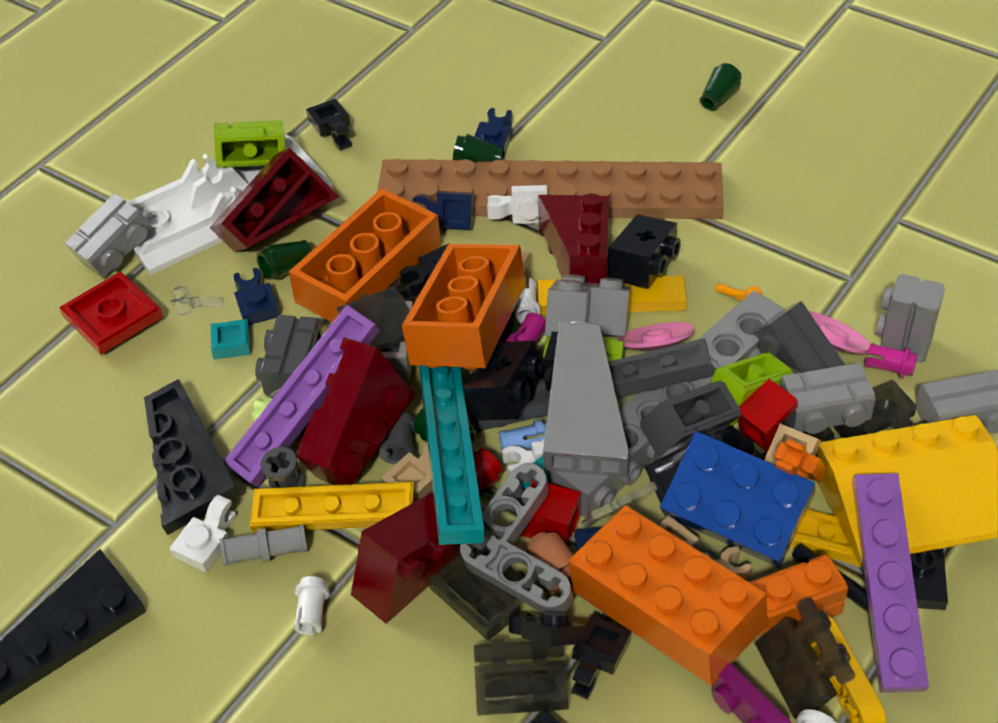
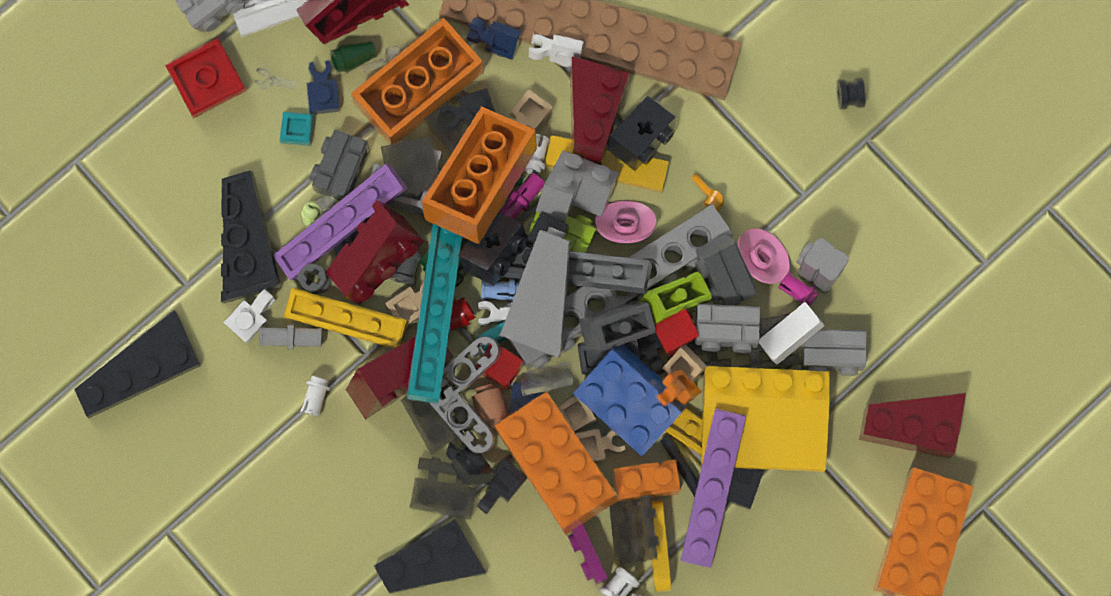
camera: 10 degrees right, 30 degrees up
(861, 177) = (850, 93): none -> black wheel
(909, 387) = (791, 333): none -> white slope

